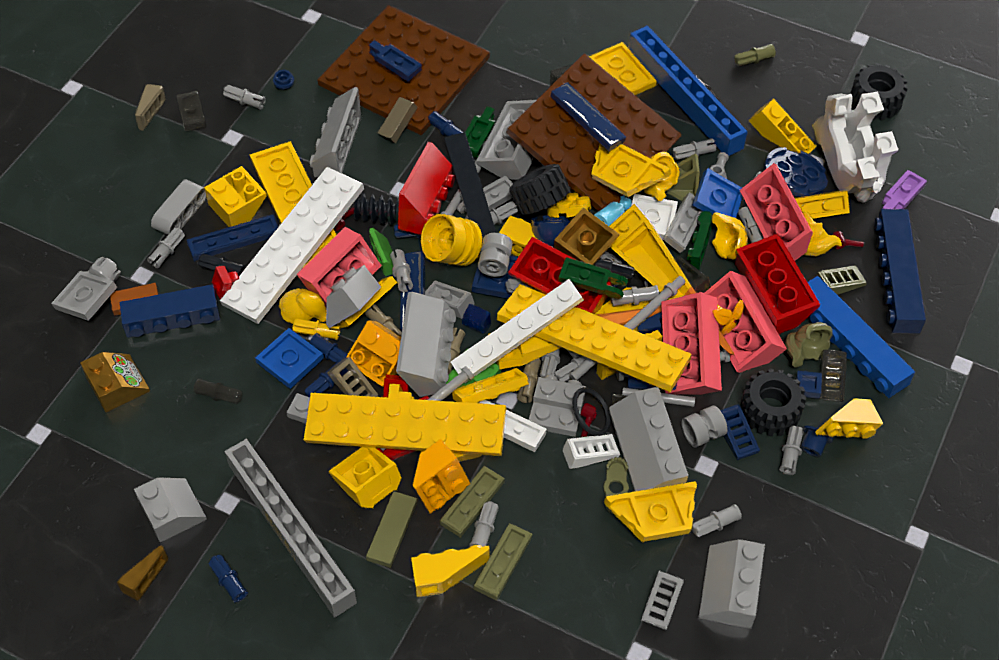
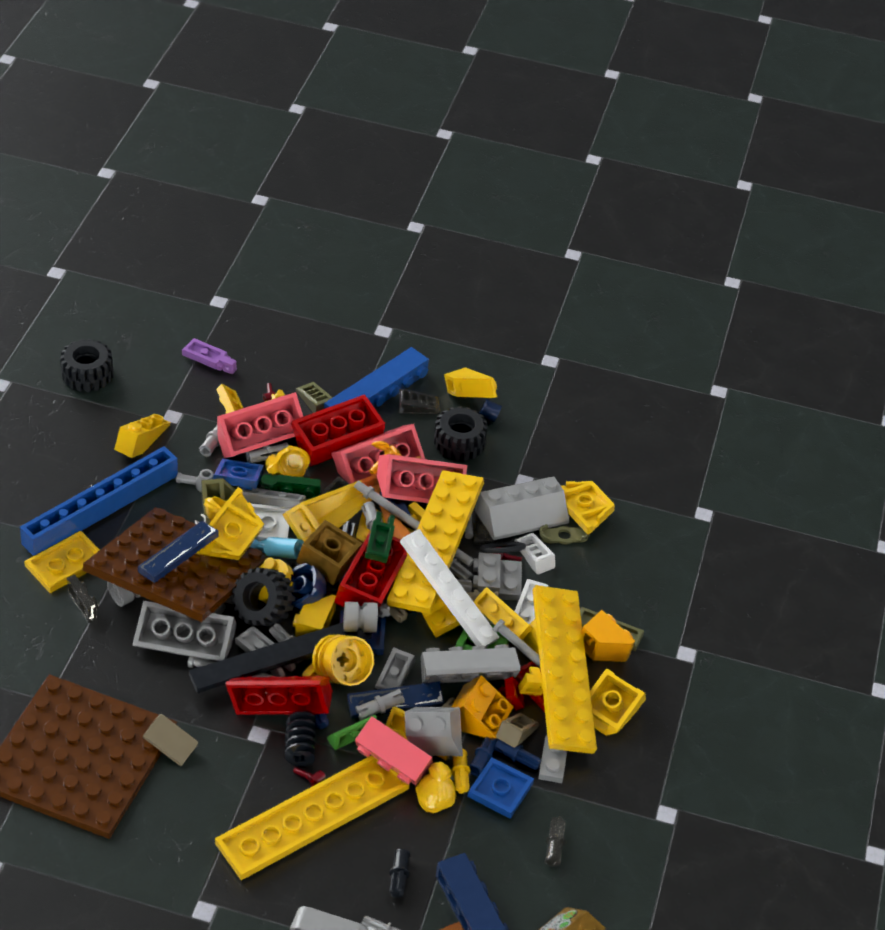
camera: 105 degrees left, 10 degrees down
(140, 577) = (765, 855): pearl gold slope -> none
(169, 506) = (693, 852): light grey slope -> none
(223, 280) = (423, 863): red tile -> none
(228, 578) = (743, 791): dark blue axle -> none
(233, 237) = (355, 874): dark blue tile -> none
(235, 197) = (309, 872): yellow slope -> none
(244, 96) = (144, 904): light grey axle -> none
(283, 79) = (108, 865): dark blue plate -> none
(291, 528) = (682, 748): light grey brick -> none
(292, 245) = (364, 803): white plate -> none
(337, 133) = (203, 788): light grey slope -> none
(391, 529) = (656, 680): olive tile -> none
(395, 60) = (83, 750): dark blue hinge -> none
(443, 570) = (685, 636): yellow slope -> none
(445, 126) = (171, 698): dark blue axle -> none
(477, 318) = (420, 641): clear blue brick -> none
(480, 130) = (169, 668): dark green hinge -> none
(484, 525) = (632, 615): light grey axle -> none
(503, 561) = (657, 602): olive tile -> none
(671, 581) = (651, 498): light grey slope -> none
(694, 147) = (173, 496): light grey axle -> none
(704, 426) = (494, 473): light grey wheel -> none
(716, 521) = (577, 468): light grey axle -> none
(732, 583) = (630, 455): light grey slope -> none
(735, 416) = (481, 468): dark blue slope -> none
(755, 55) = (36, 456): olive axle -> none
(791, 450) = (502, 425): light grey axle -> none
(800, 171) = (195, 423): dark blue tile -> none
(808, 342) = (392, 413): olive hair -> none
(811, 382) = (429, 415): dark blue plate -> none
(851, 151) = (176, 378): white piece -> none
(899, 271) = (298, 358): dark blue brick -> none

